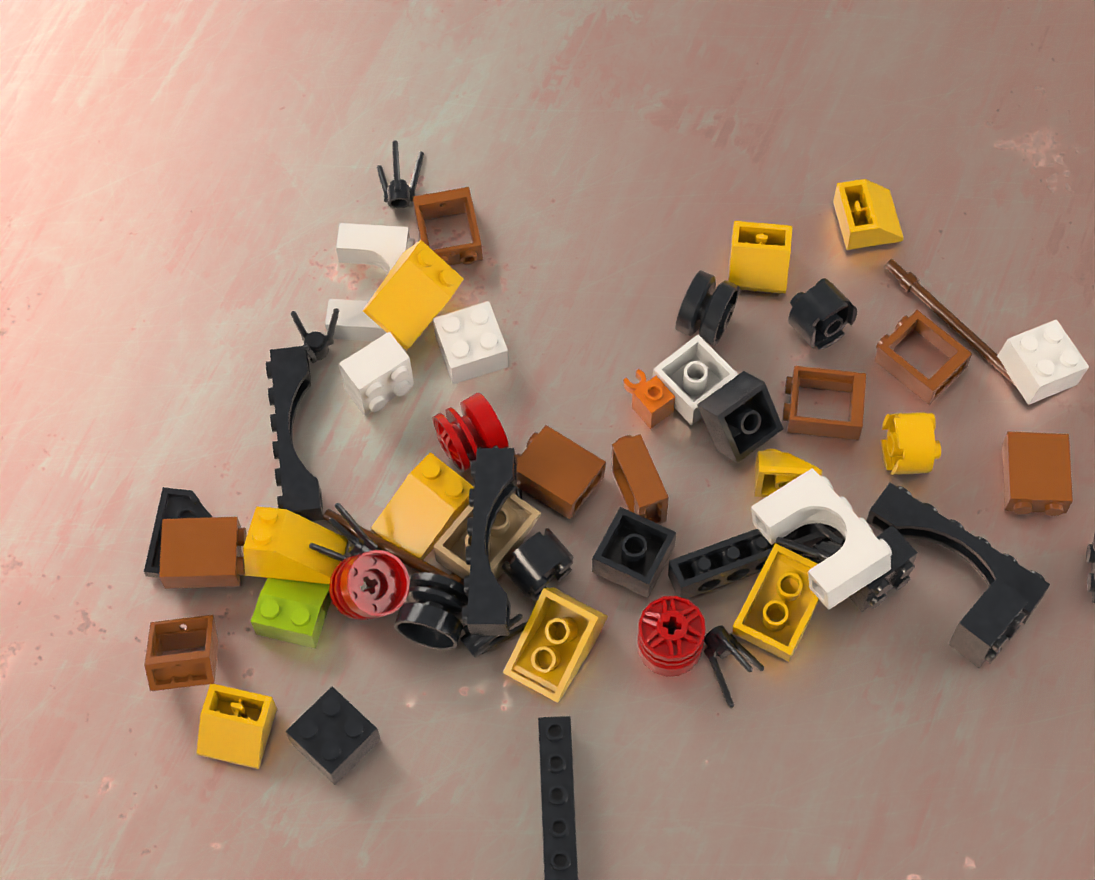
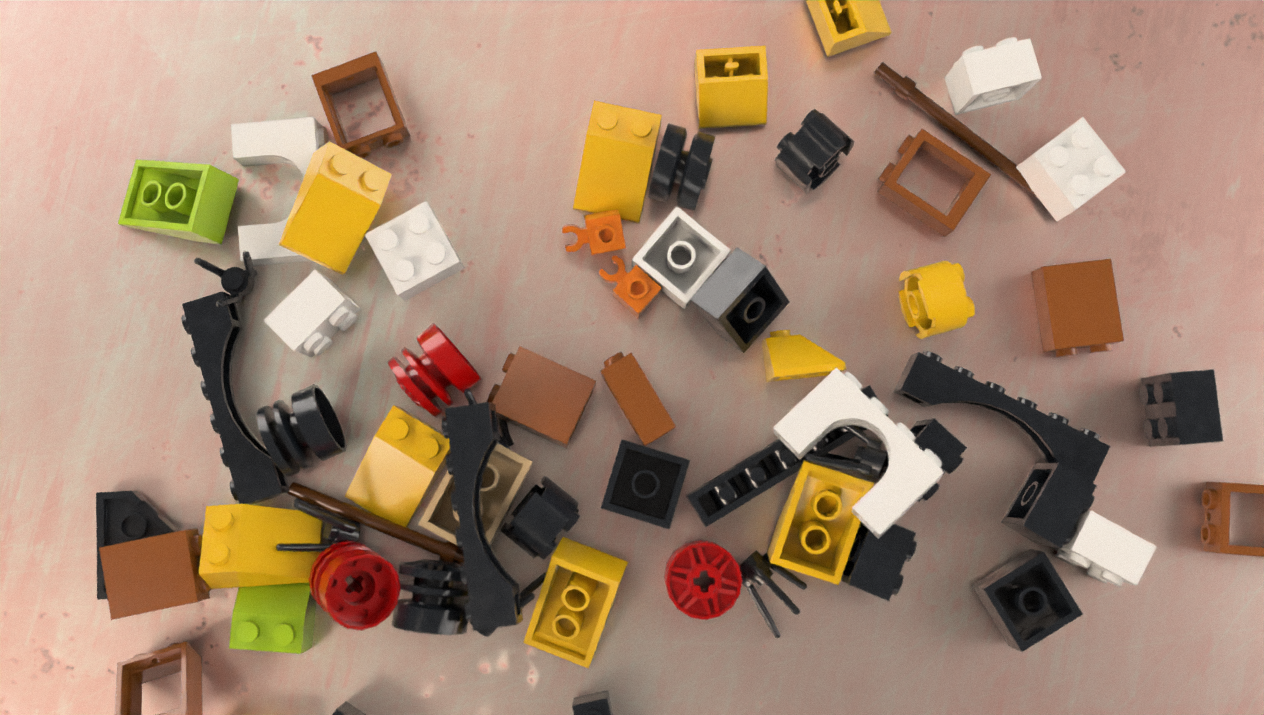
camera: 15 degrees left, 20 degrees up
(283, 276) = (179, 200): none -> lime slope
(348, 461) = (294, 433): none -> black wheel
(398, 193) = (294, 67): black plant -> none
(631, 350) = (602, 233): none -> orange brick
(652, 300) = (617, 160): none -> yellow slope
(827, 380) = (866, 258): dark orange window -> none
(828, 642) = (877, 562): none -> black brick
(959, 701) = (1027, 599): none -> black brick
(982, 279) = (992, 75): none -> white brick
(1031, 665) = (1107, 550): none -> white brick

